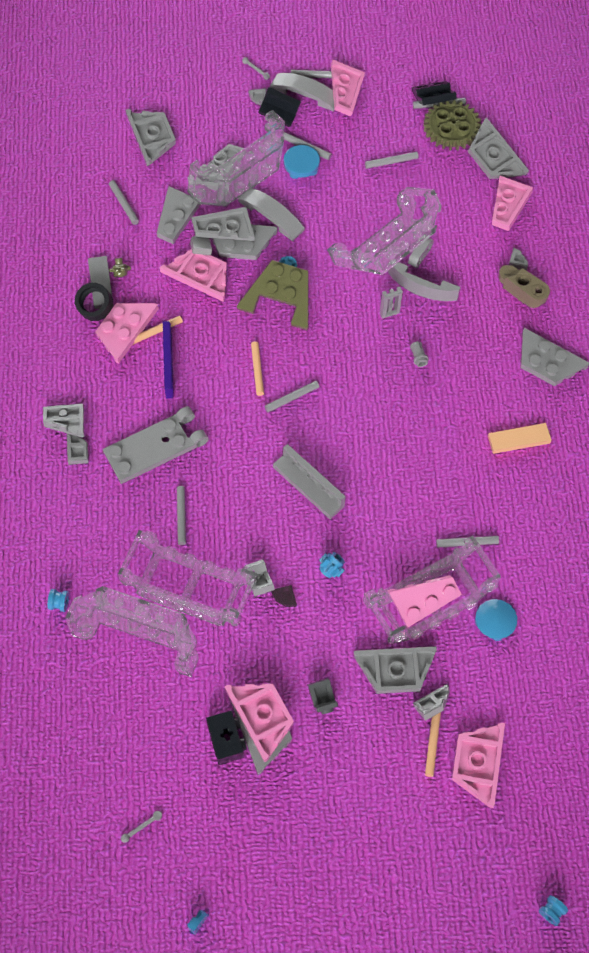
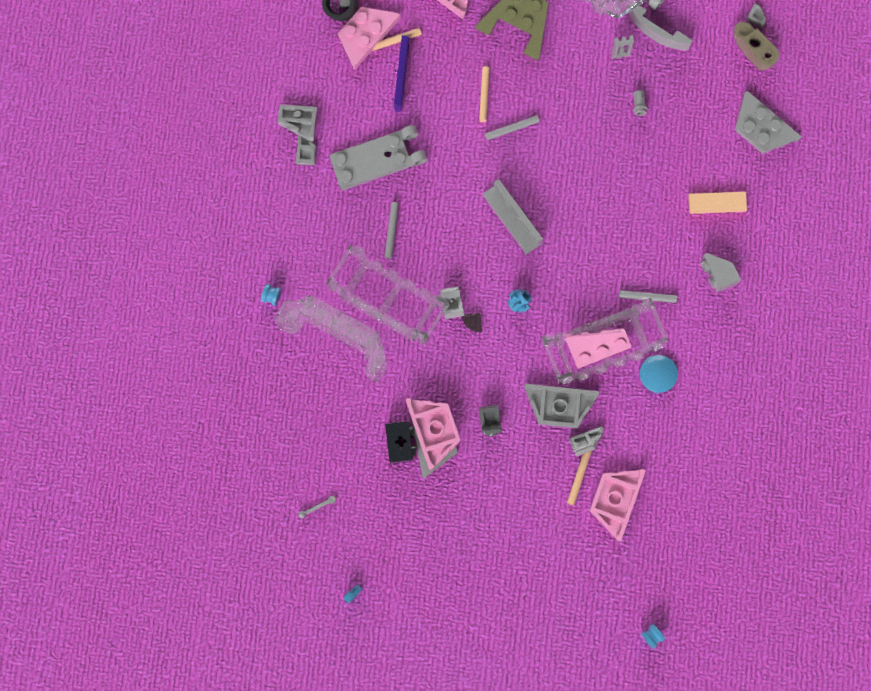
camera: 15 degrees right, 15 degrees up
(538, 504) = (721, 272): none -> light grey slope

